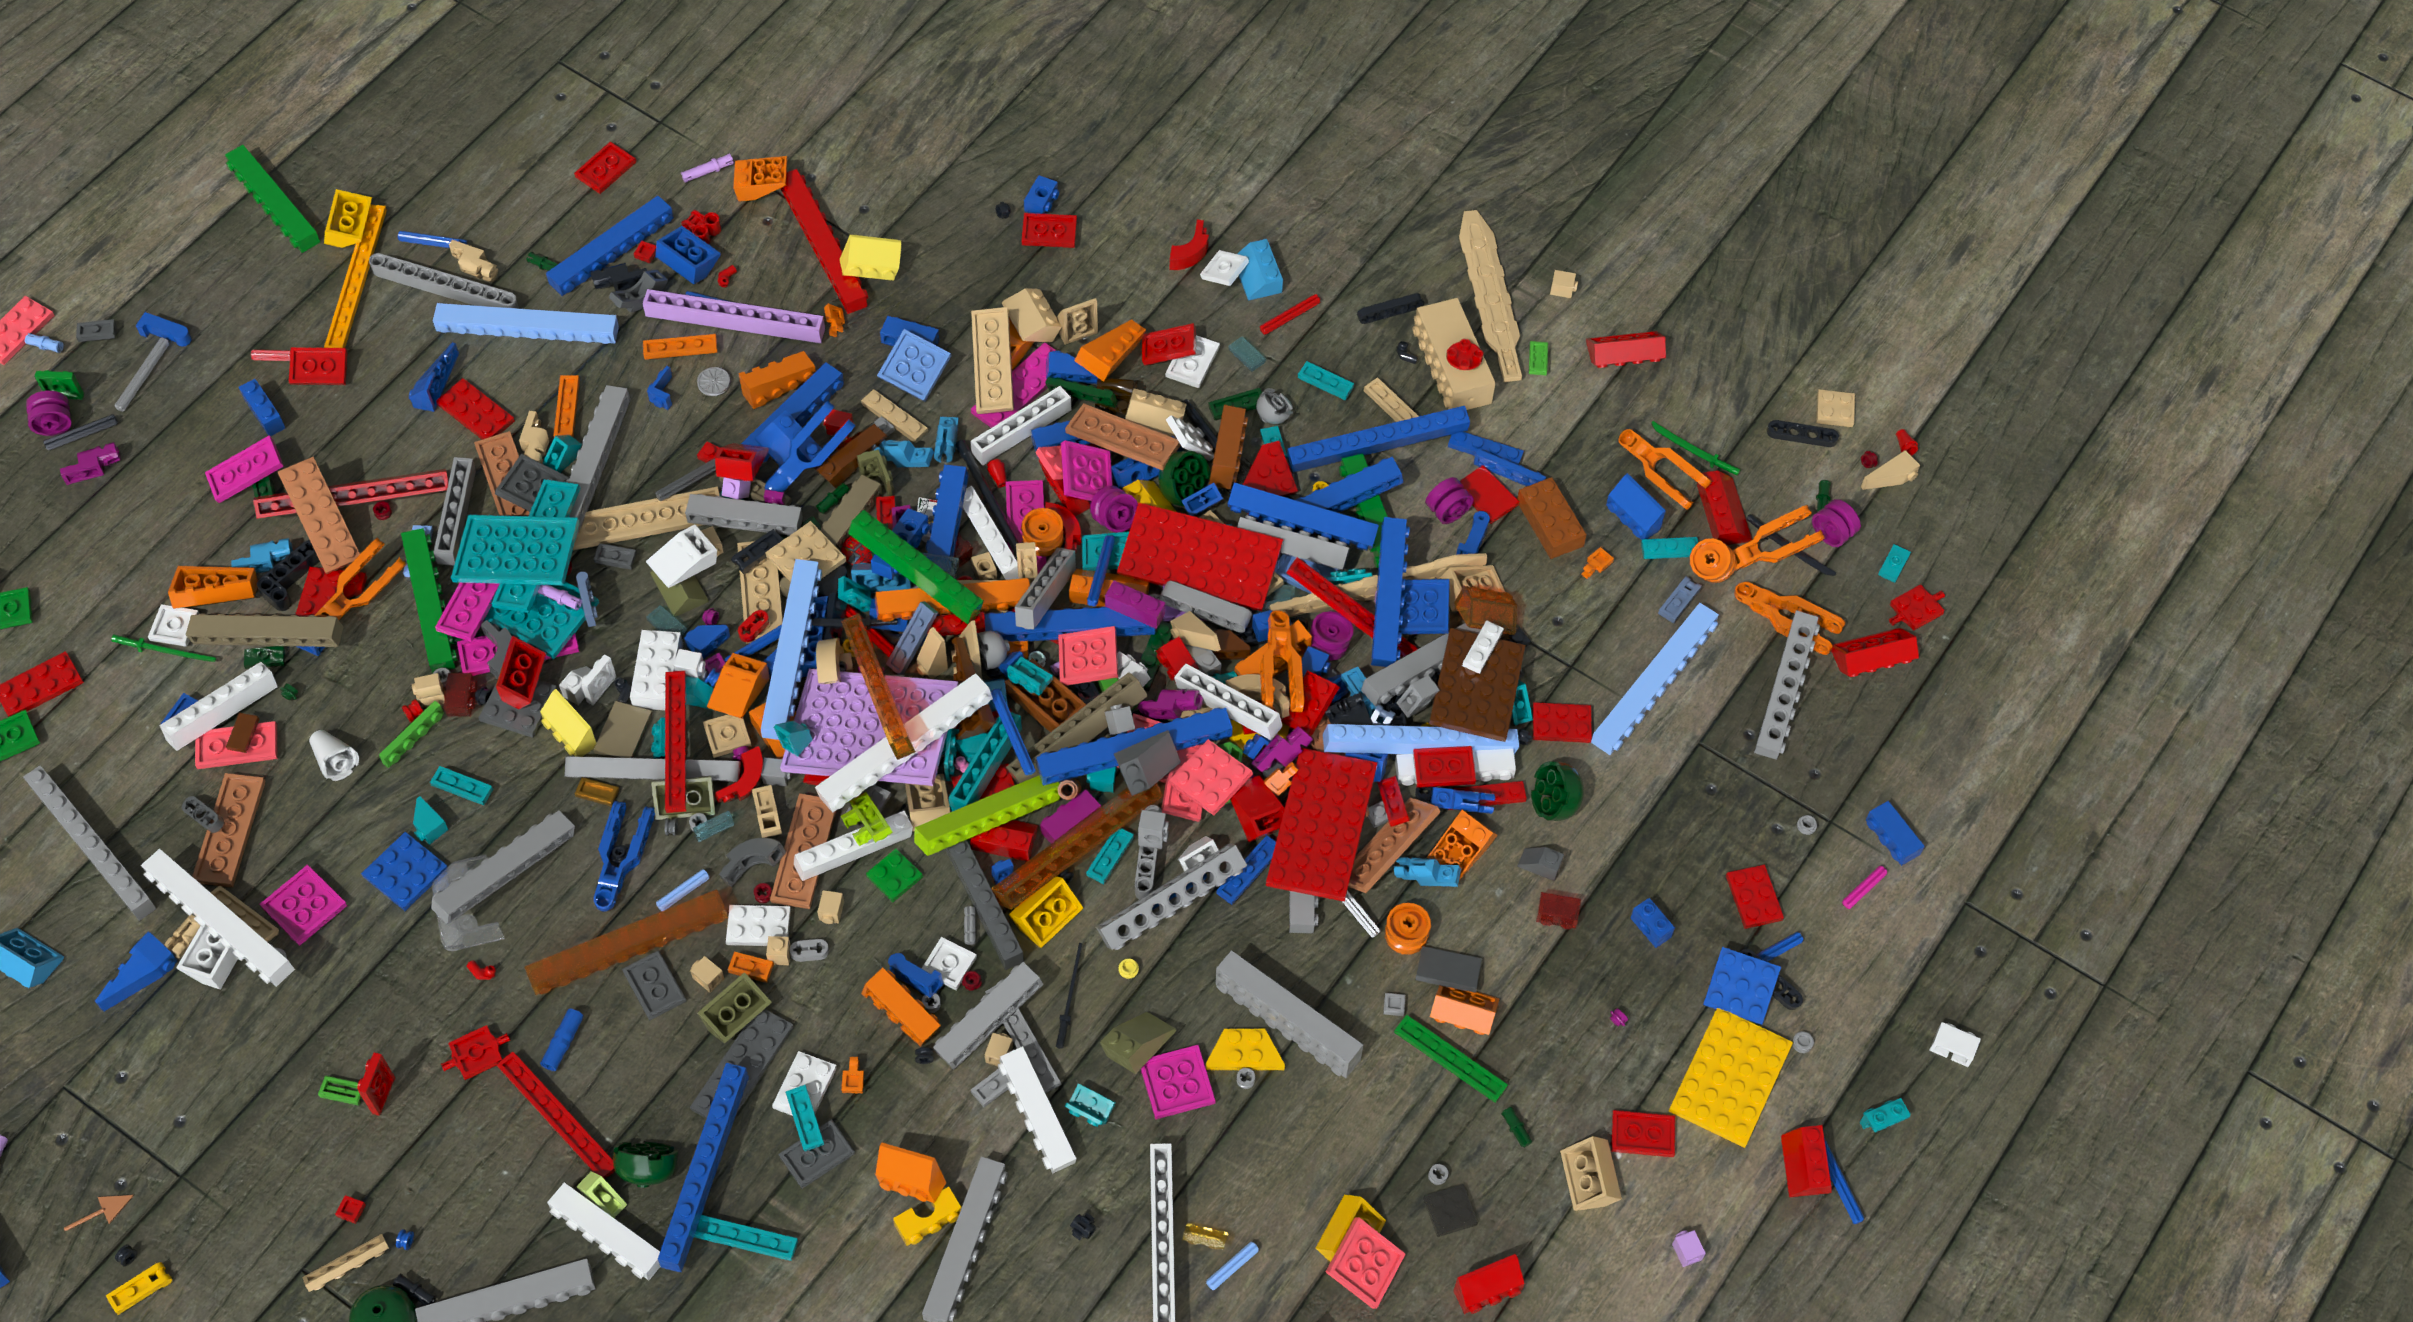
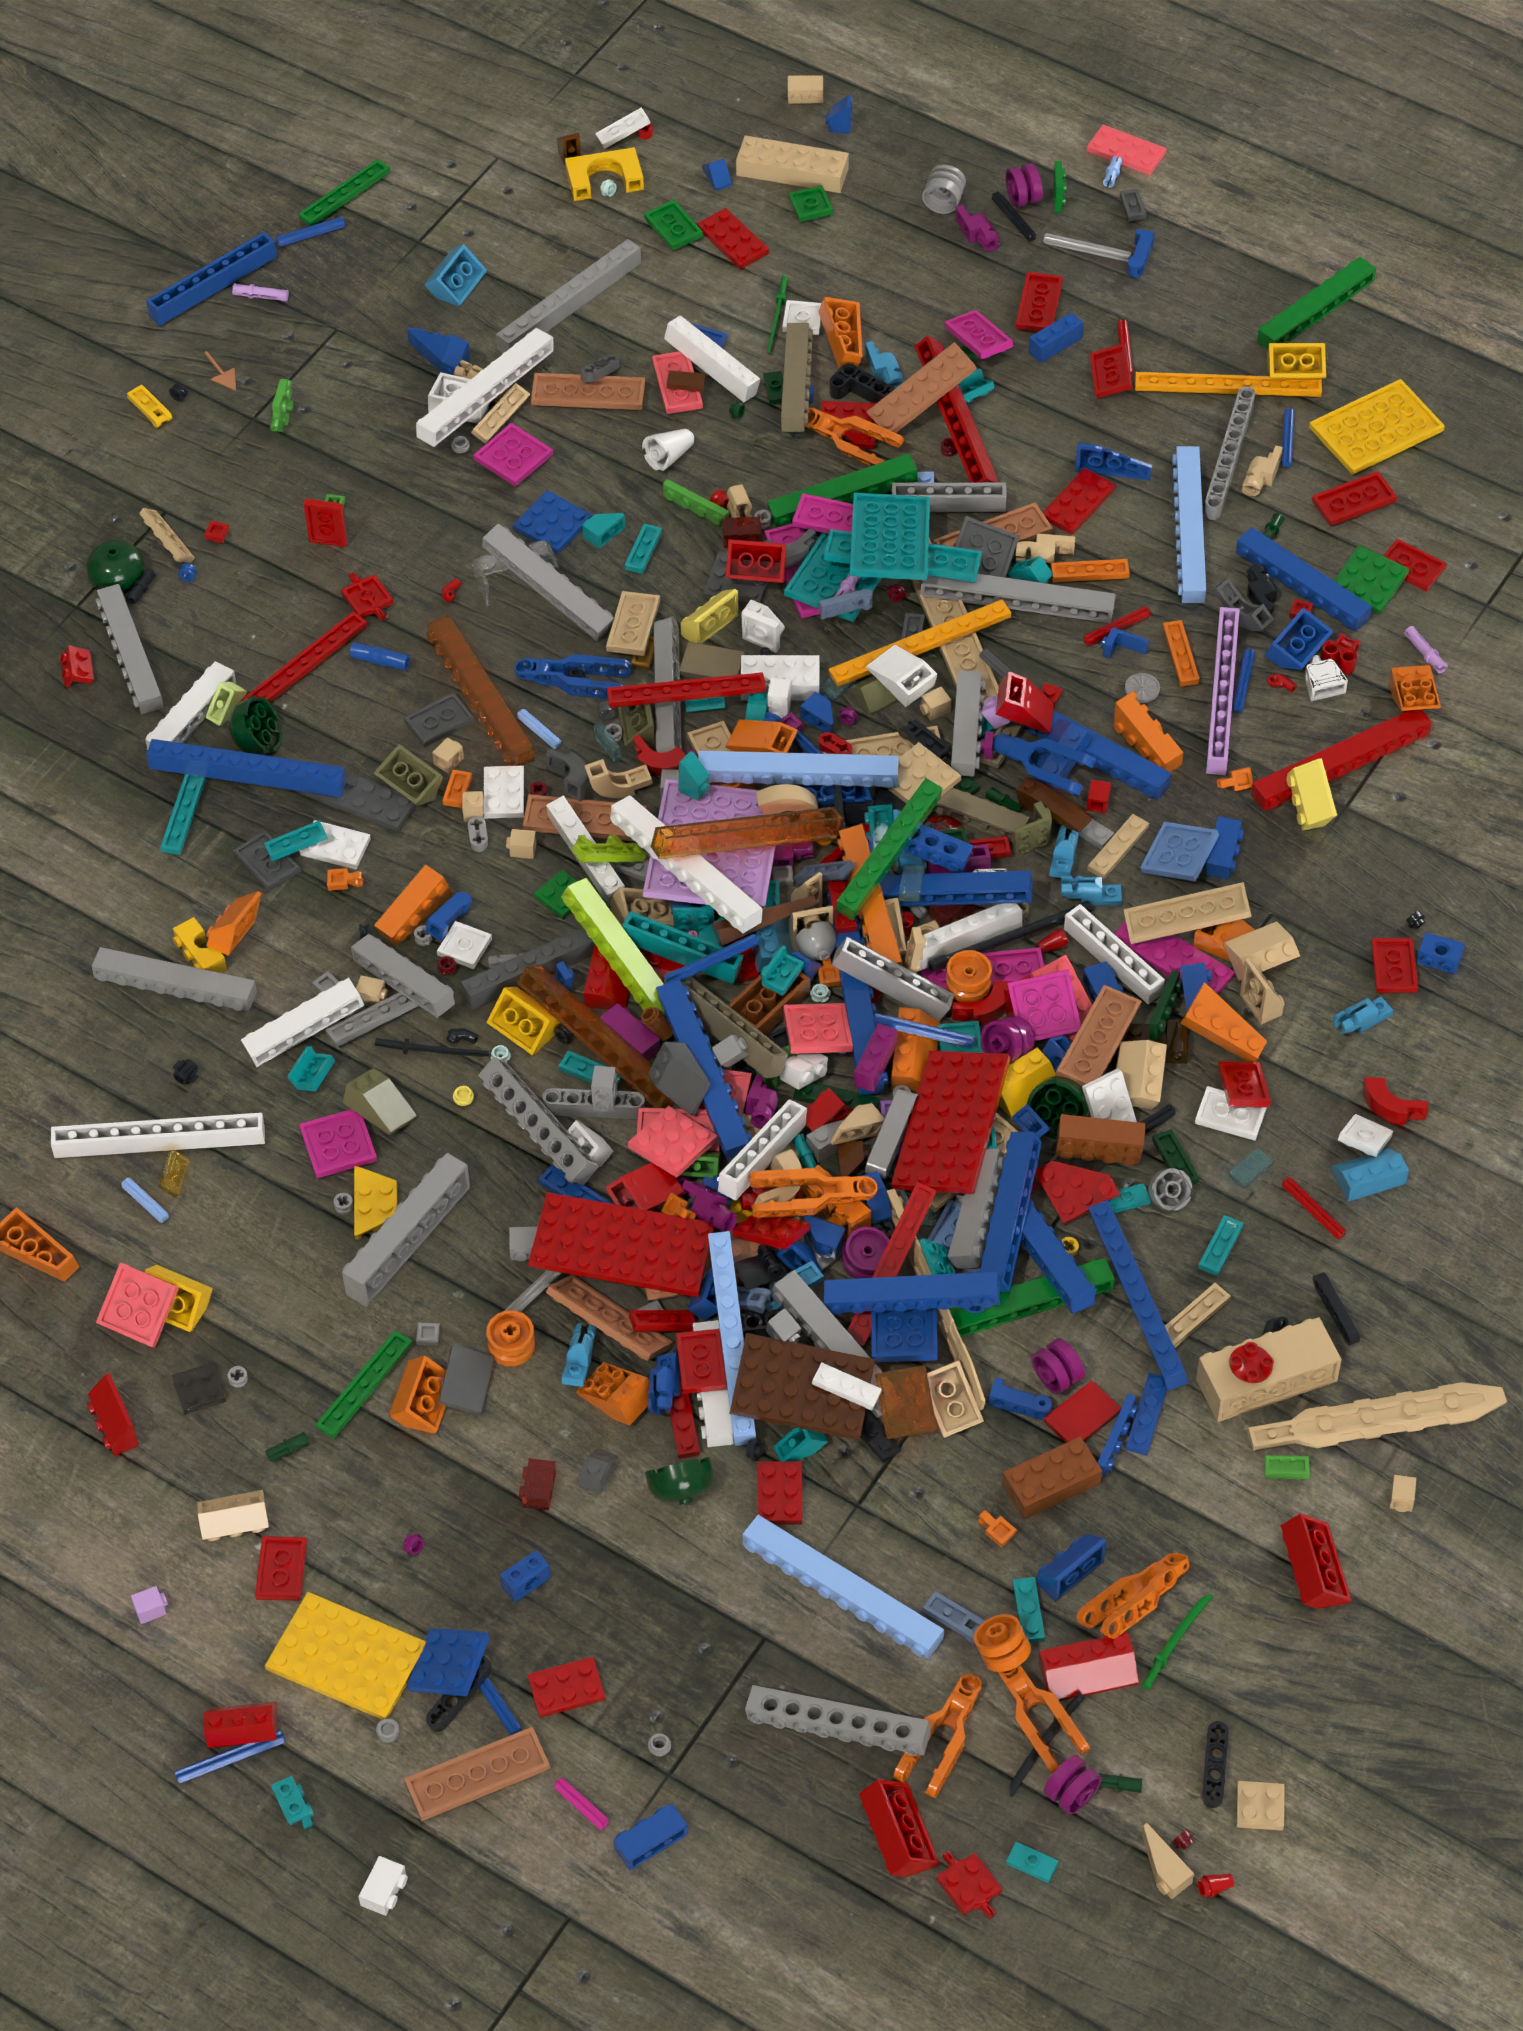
camera: 90 degrees right, 5 degrees down
(33, 482) = (944, 189): none -> light grey wheel
(183, 1136) = (281, 406): none -> bright green plate
(208, 419) = (1038, 301): none -> red plate
(436, 172) = (1376, 426): none -> yellow plate
(520, 198) = (1354, 498): none -> red plate
(571, 797) = (633, 623): none -> tan plate
(617, 196) = (1372, 577): none -> green plate
(636, 549) = (925, 640): none -> light orange plate
(637, 394) = (1120, 624): none -> red axle
(730, 243) = (1324, 679): none -> white torso
(1054, 969) = (462, 1033): none -> black arm
(1083, 929) = (501, 1050): none -> light aqua plate
(1101, 257) = (1362, 1015): none -> dark azure plate
(1843, 968) = (477, 1773): none -> nougat plate

